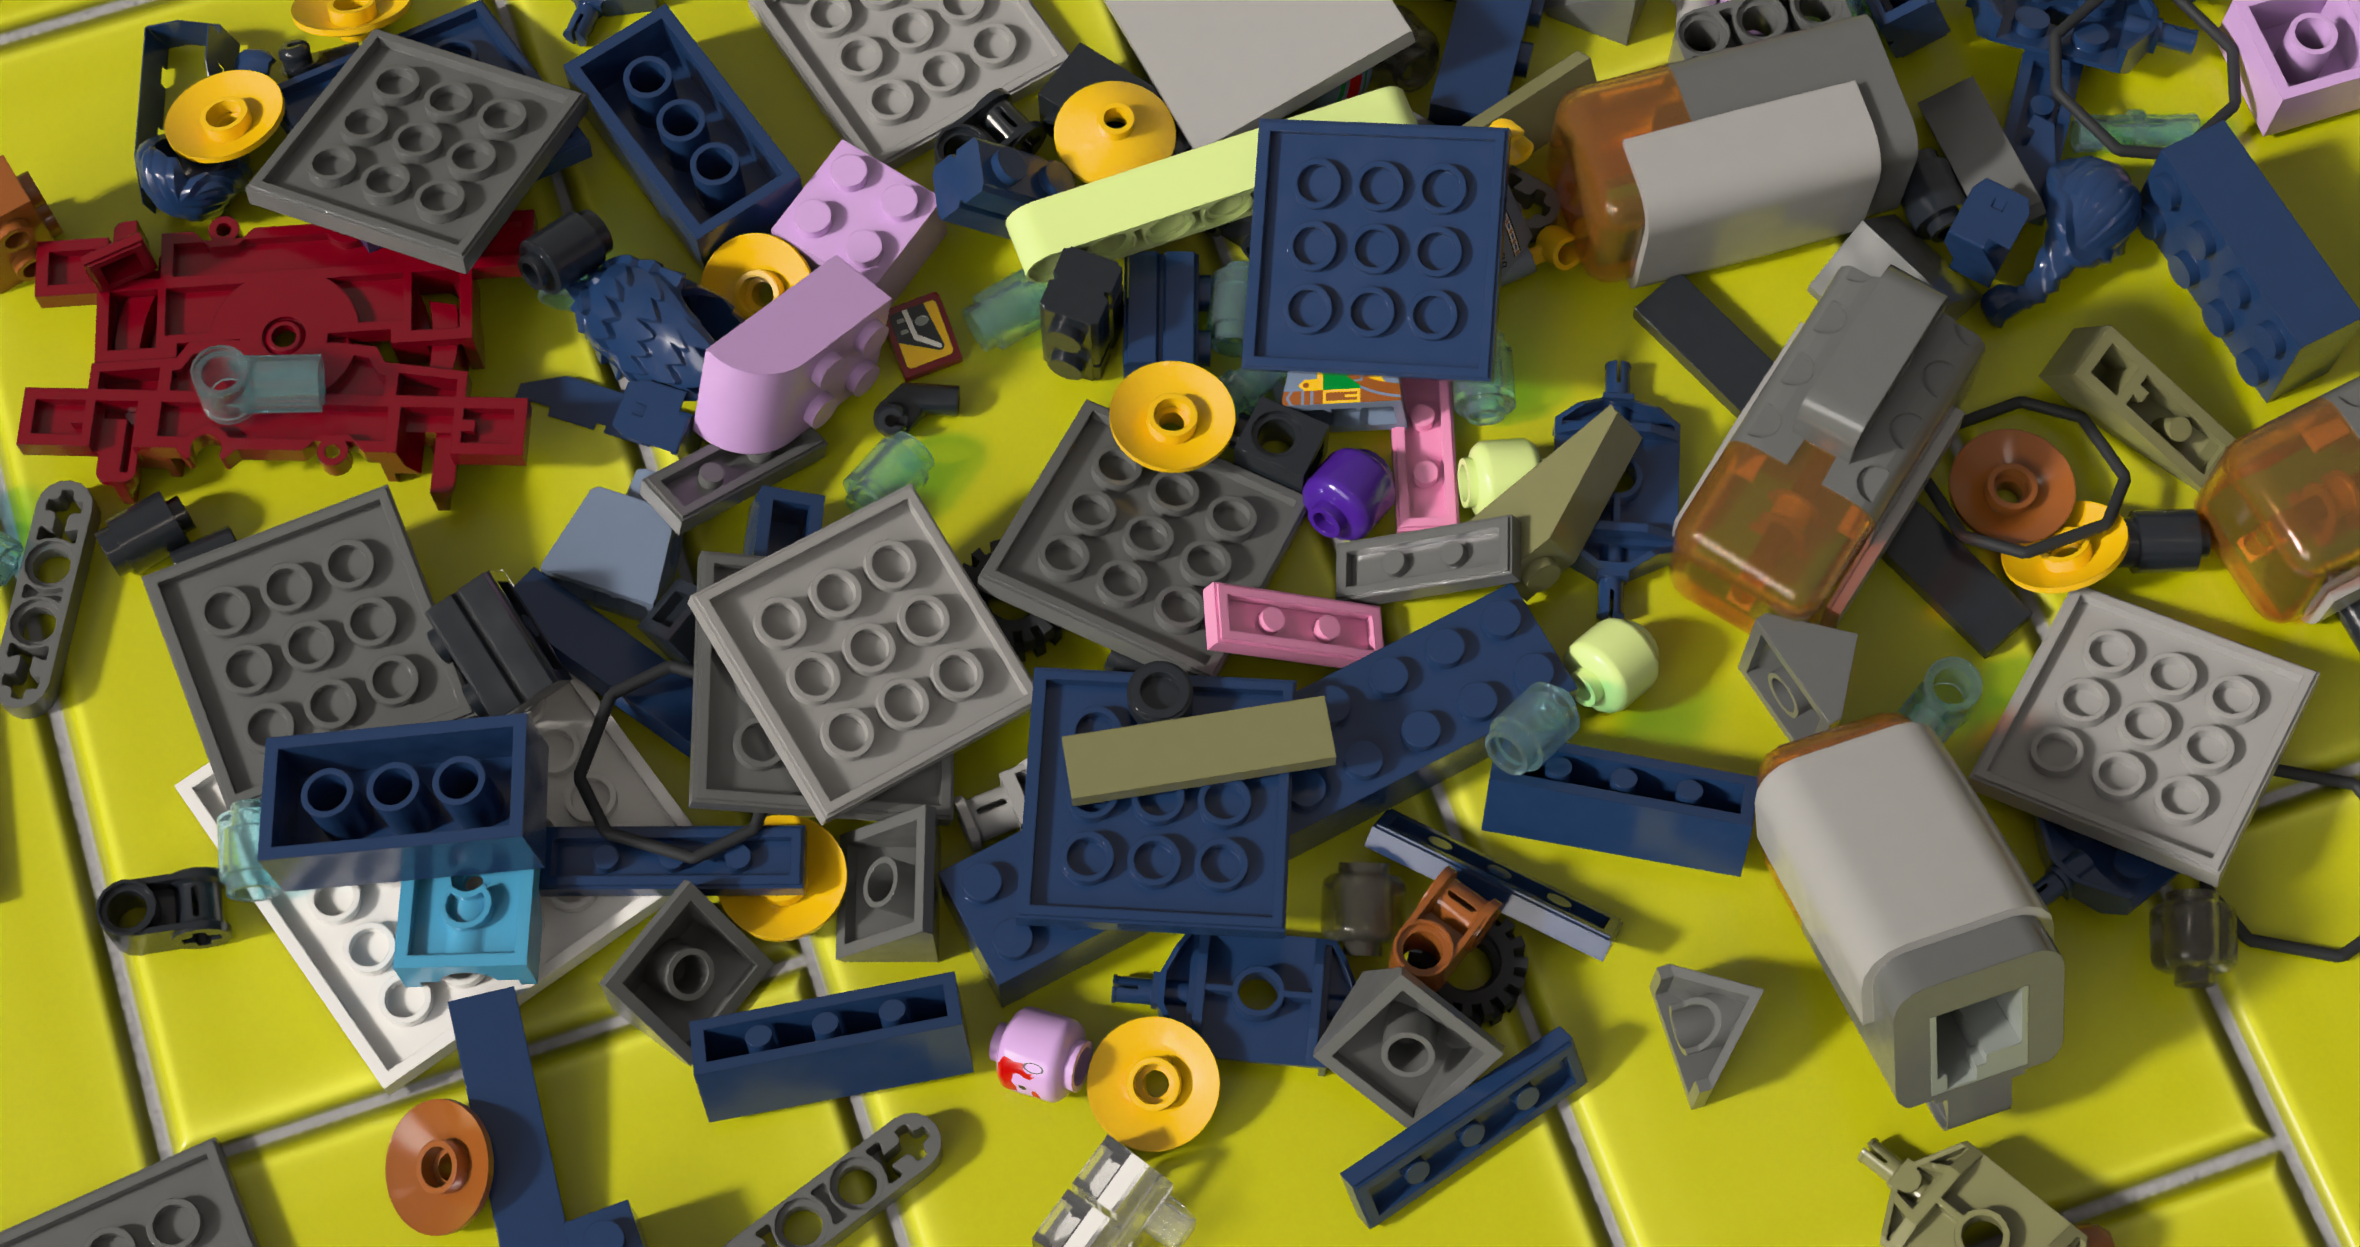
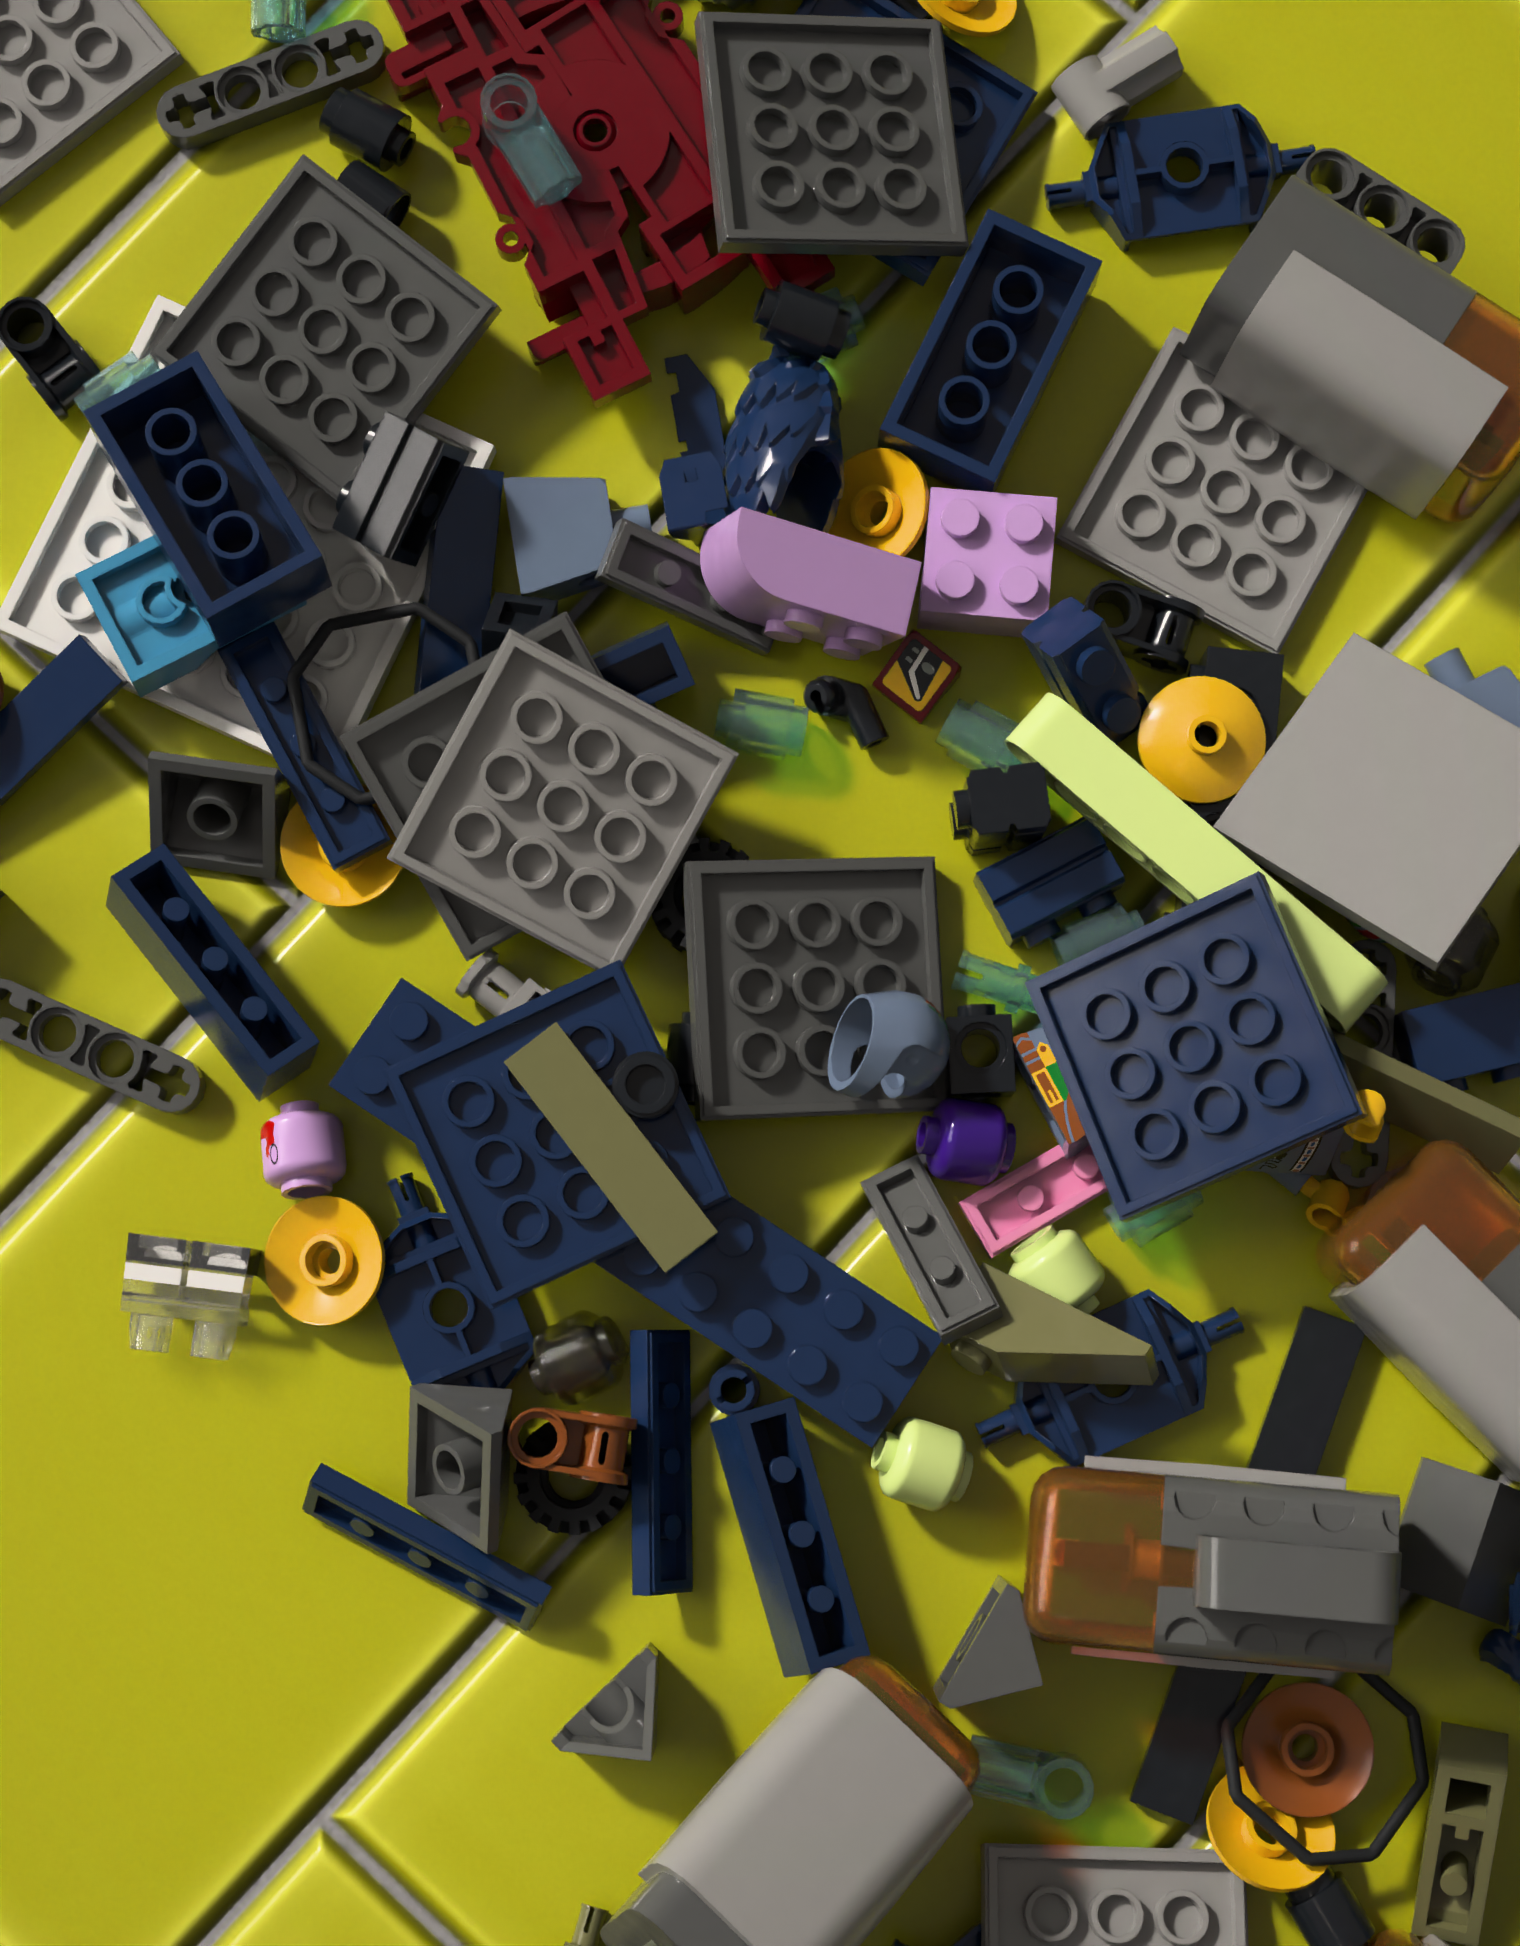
camera: 65 degrees right, 15 degrees up
(891, 890) = (380, 942): dark grey slope -> none
(1176, 395) = (971, 927): yellow dish -> none
(1233, 485) = (904, 1043): none -> sand blue helmet
(1289, 625) = (802, 1161): bright pink tile -> none
(1452, 790) = (742, 1373): none -> dark blue pin
(1532, 728) = (797, 1431): clear light blue brick -> none

